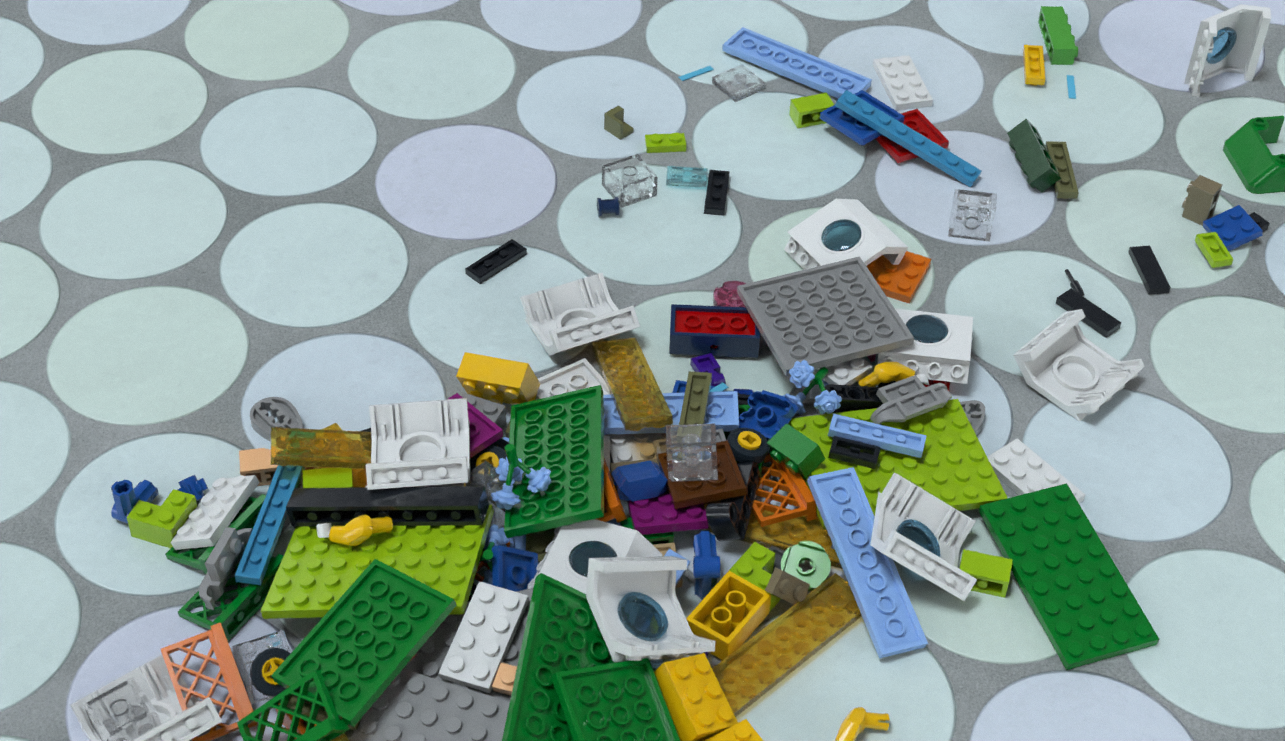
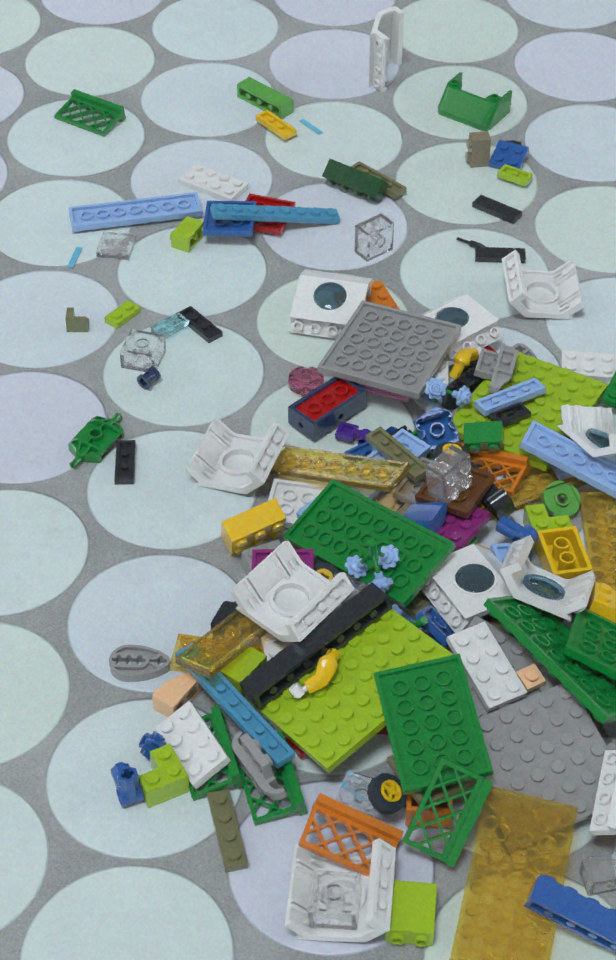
camera: 45 degrees left, 0 degrees up
(153, 601) = (227, 830): none -> olive plate
(482, 226) = (90, 448): none -> green plate
(787, 587) = (576, 516): dark tan plate -> none

